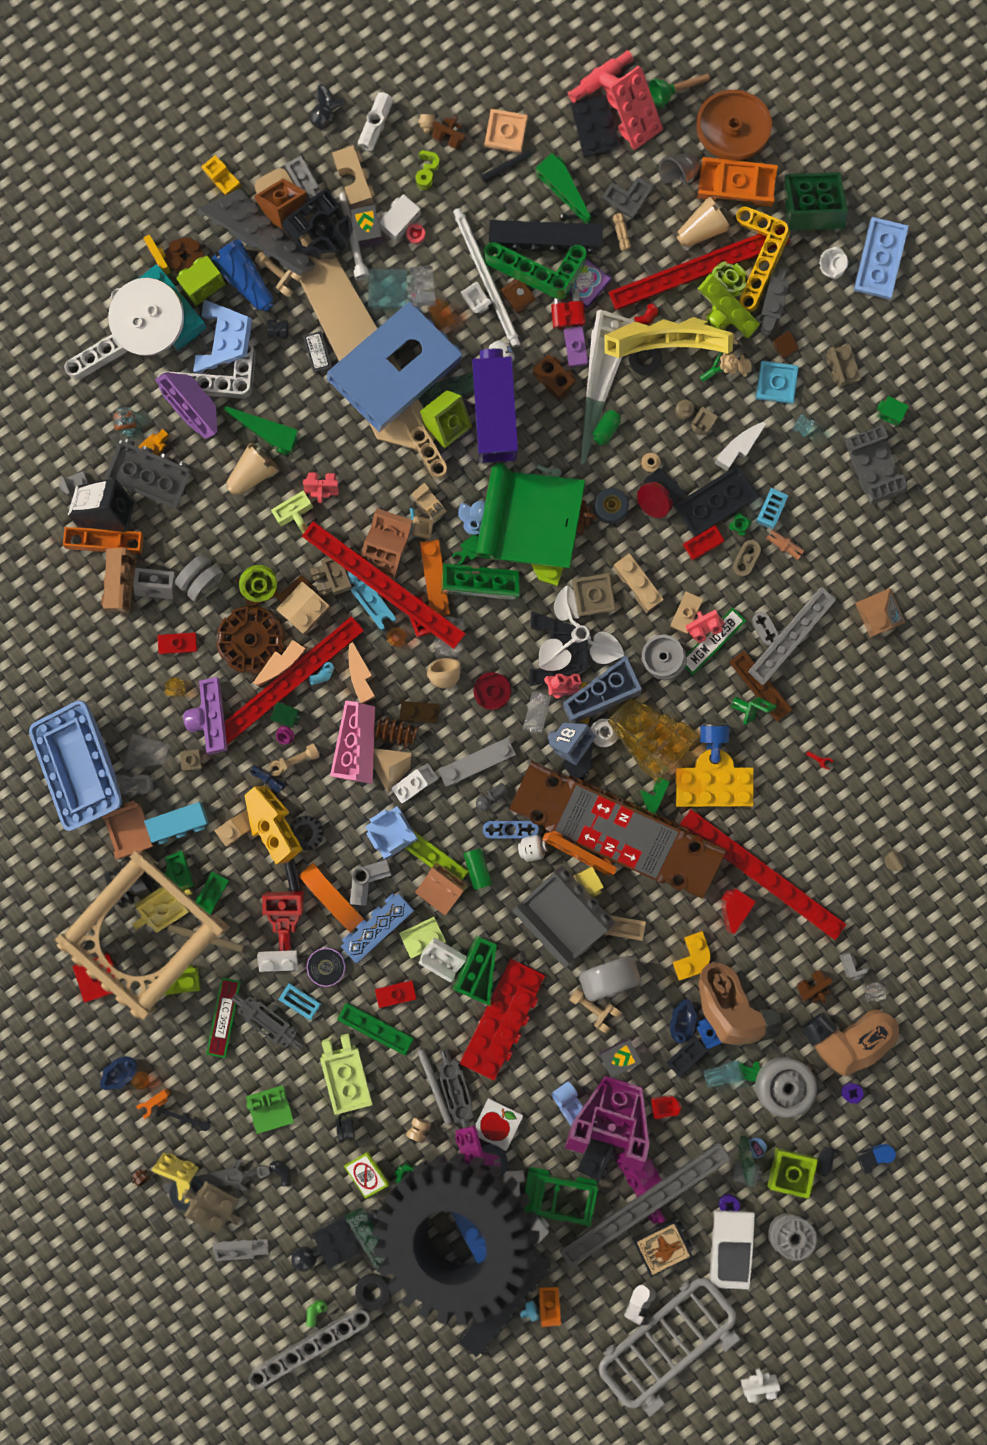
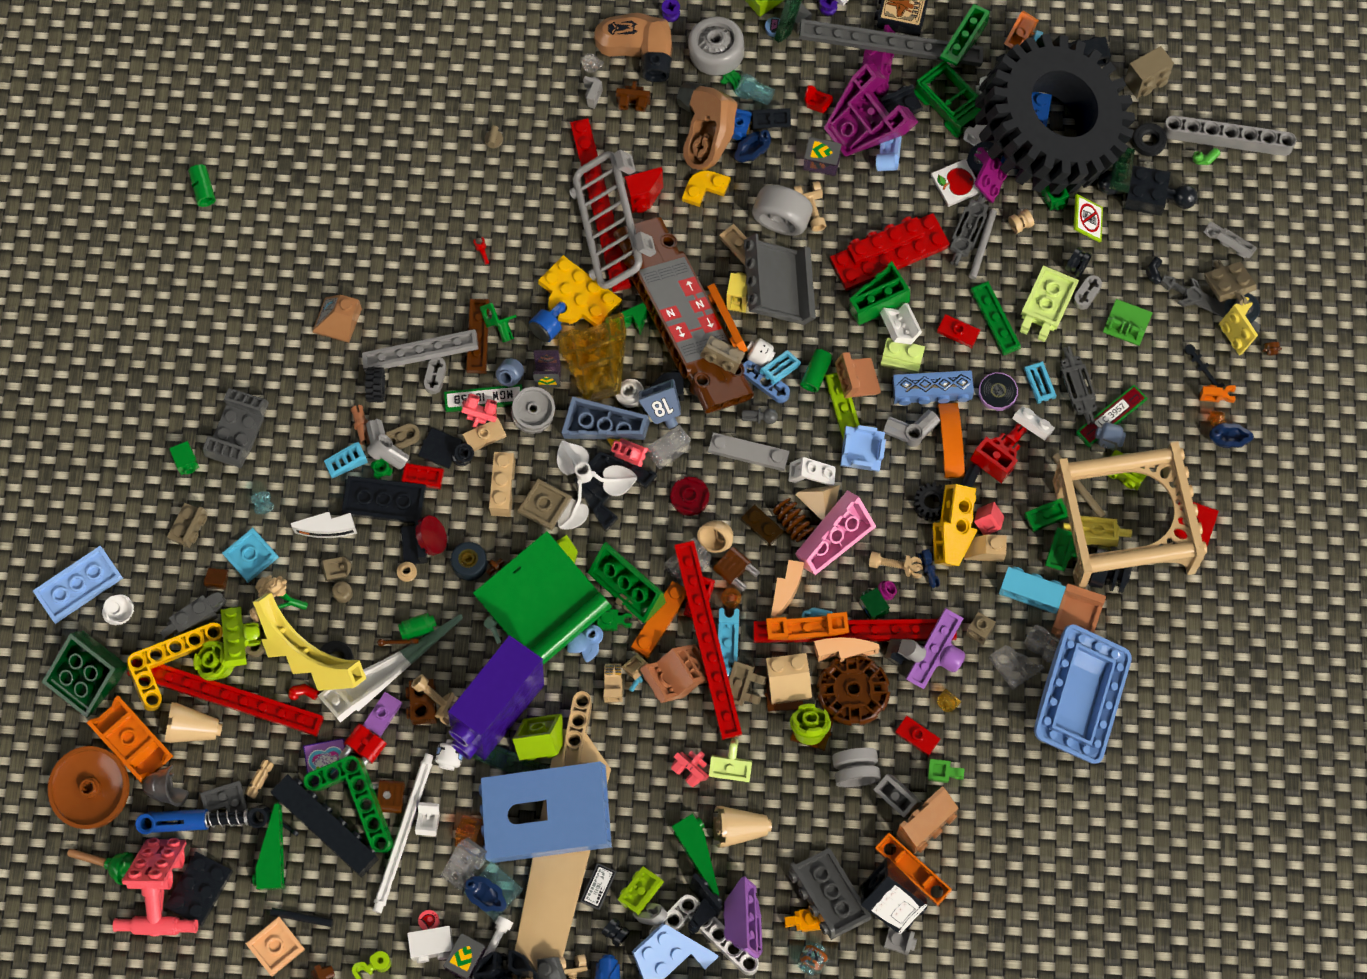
camera: 140 degrees left, 15 degrees down
(138, 629) = (941, 771): none -> bright green plate
(209, 995) = (1110, 436): none -> sand blue head
(224, 394) = (709, 906): none -> black plate
(231, 697) = (904, 650): none -> leg
(252, 854) = (989, 518): none -> coral panel
(262, 354) = (652, 914): none -> light grey beam
(282, 368) = (640, 890): none -> lime bracket
(315, 1110) = (1083, 290): none -> light grey beam
(319, 654) = (807, 628): none -> orange slope
(388, 276) = (485, 894): none -> dark blue arm
(414, 661) = (732, 566): none -> reddish brown piece
(416, 1351) = (1149, 72): none -> dark tan brick
(509, 833) = (770, 375): none -> medium azure tile
(555, 817) = (722, 354): none -> dark tan bracket
(561, 380) = (444, 703): none -> tan bar
(589, 1261) = (966, 35): none -> green slope
(623, 397) = (381, 642): none -> reddish brown hinge
(666, 141) = (200, 819): none -> piece
(681, 691) = (547, 361): none -> clear purple piece
(687, 581) = (459, 458): none -> black wheel
(690, 850) = (640, 242): none -> light grey bar
(709, 674) = (509, 372): none -> sand blue head
(711, 576) = (439, 447): none -> black piece
(753, 536) = (382, 446): none -> light grey piece
(801, 580) = (375, 384): none -> black tyre

